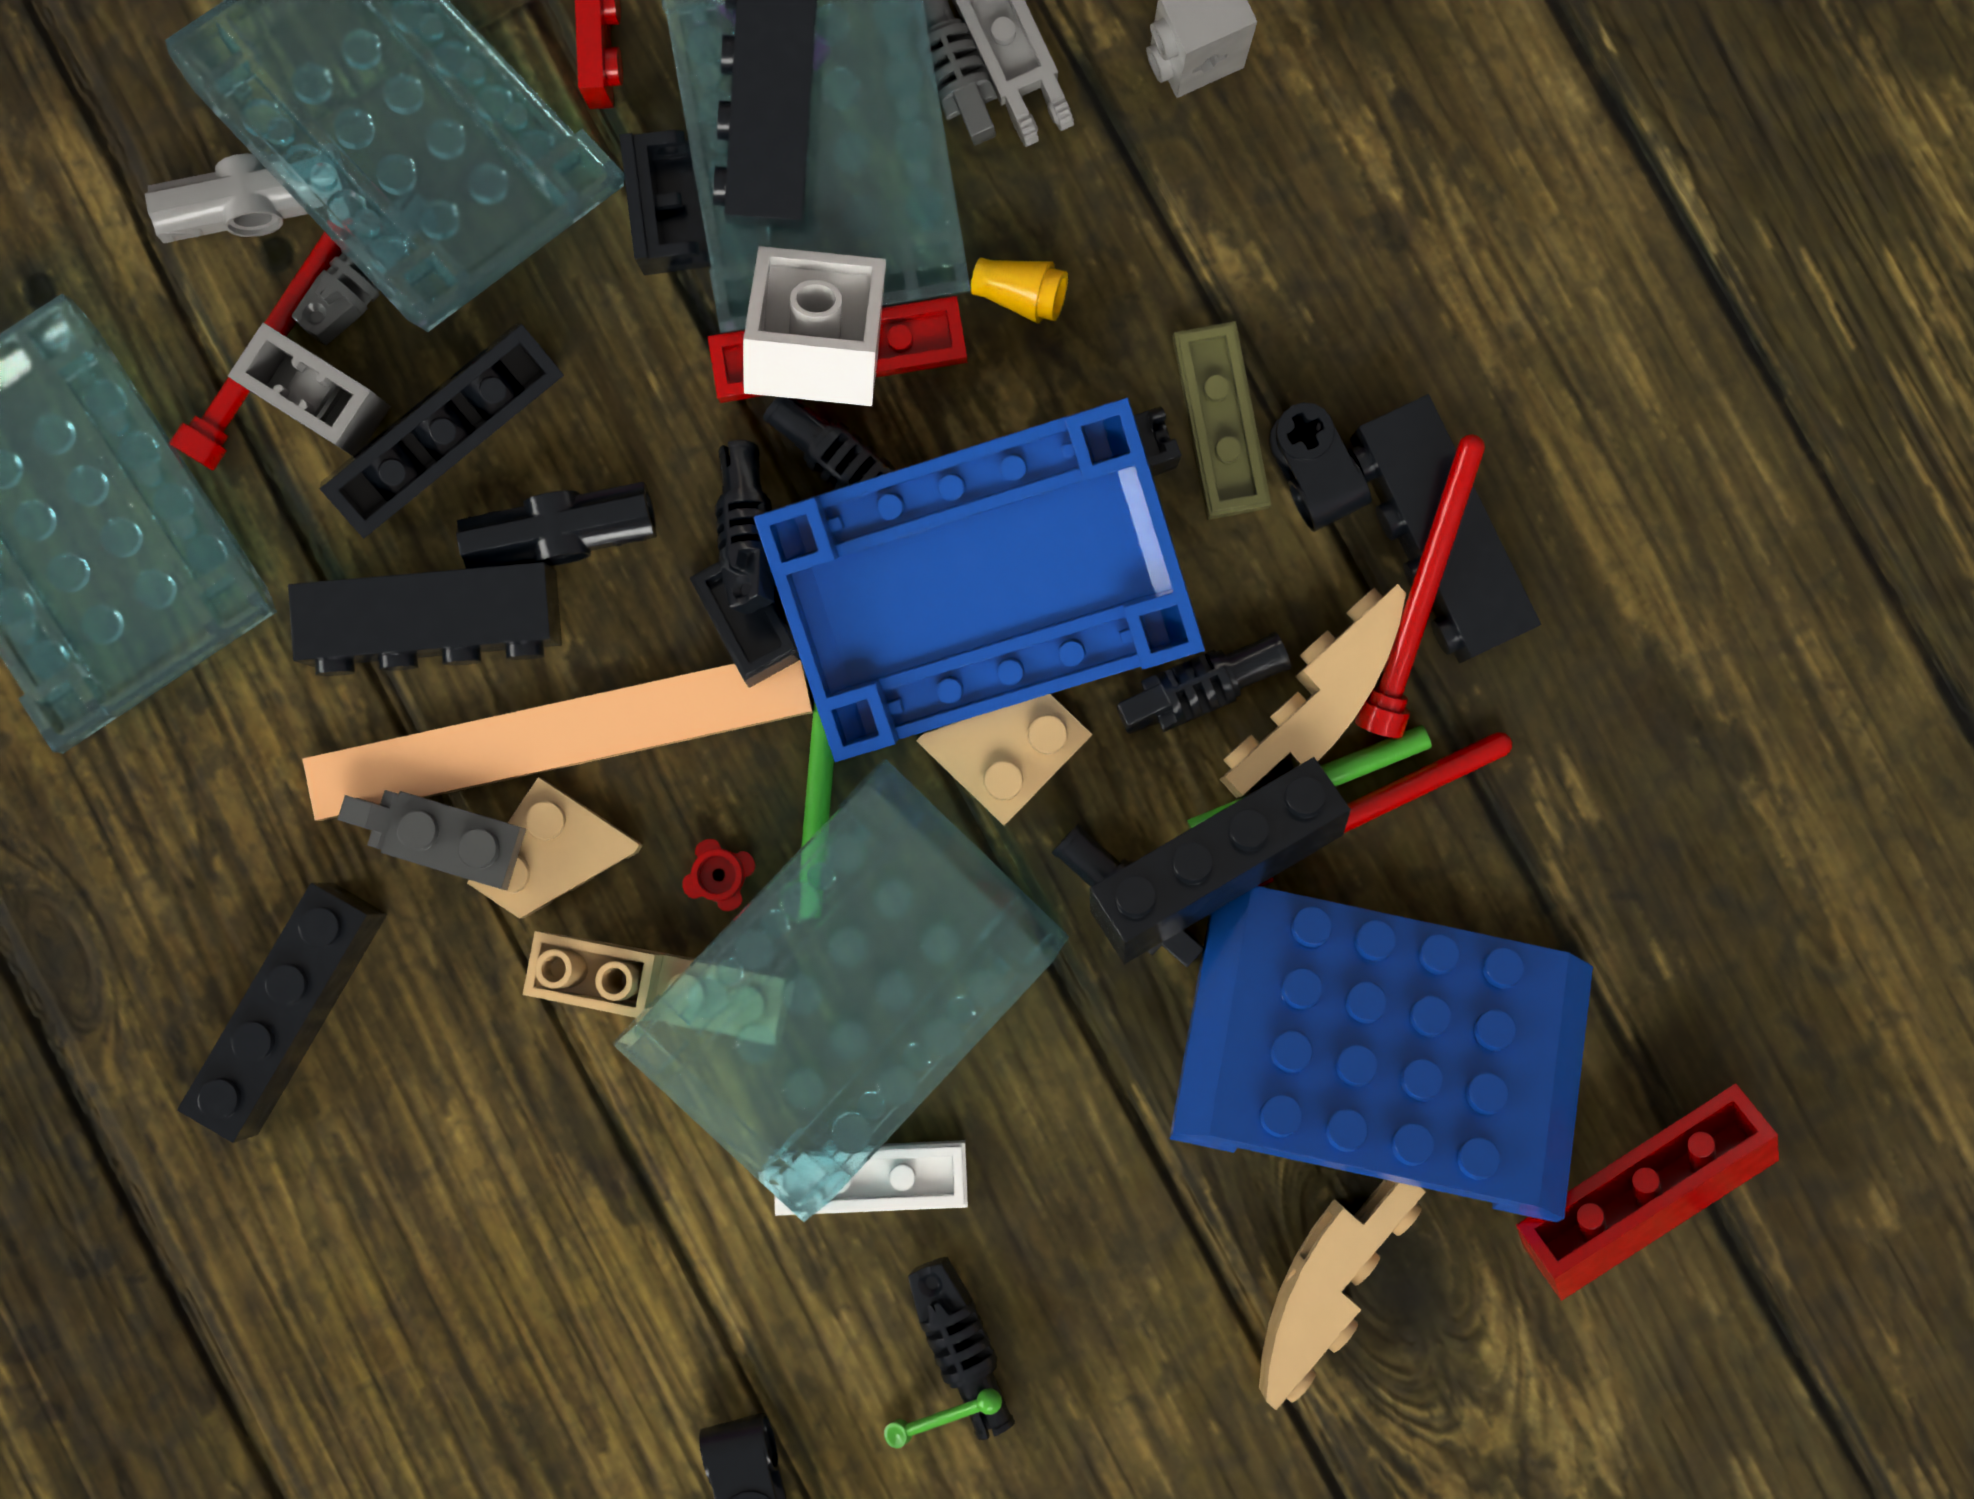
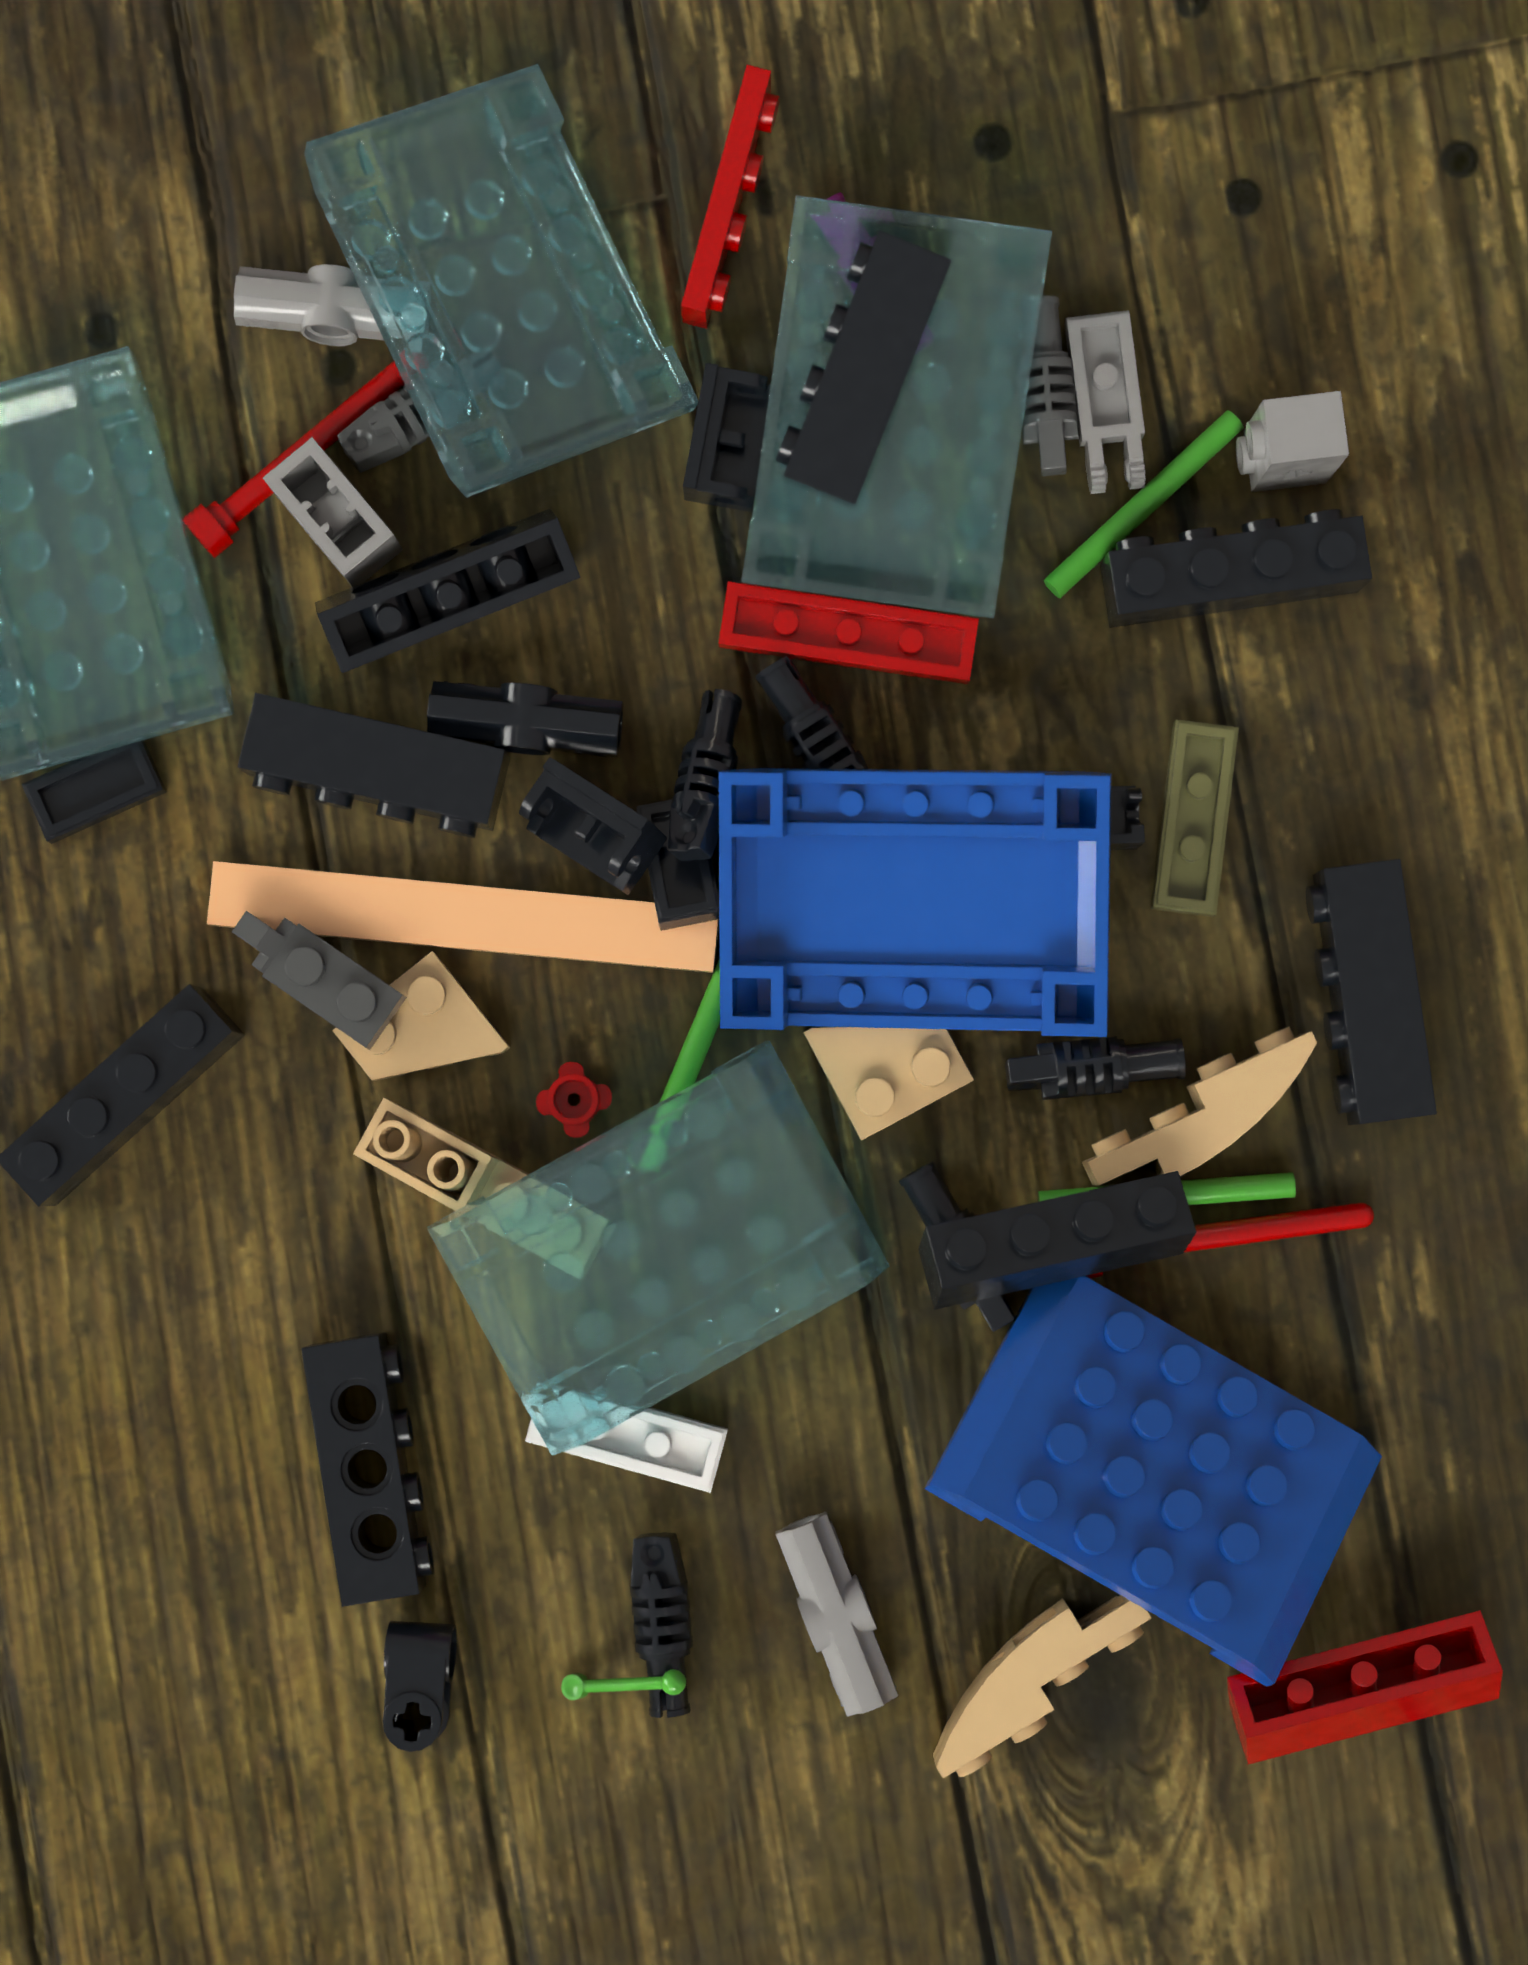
camera: 15 degrees right, 0 degrees up
(167, 727) = (93, 789): none -> black tile
(651, 609) = (591, 826): none -> black hinge
(656, 1386) = (362, 1568): none -> black brick
(813, 326) = (834, 607): white slope -> none
(1023, 287) = (1045, 629): yellow cone -> none
(1078, 140) = (1143, 503): none -> bright green bar
(1124, 1284) = (836, 1614): none -> light grey piece
(1184, 173) = (1235, 570): none -> black brick
(1323, 477) = (1272, 907): black piece -> none
(1386, 706) = (1263, 1144): red piece -> none

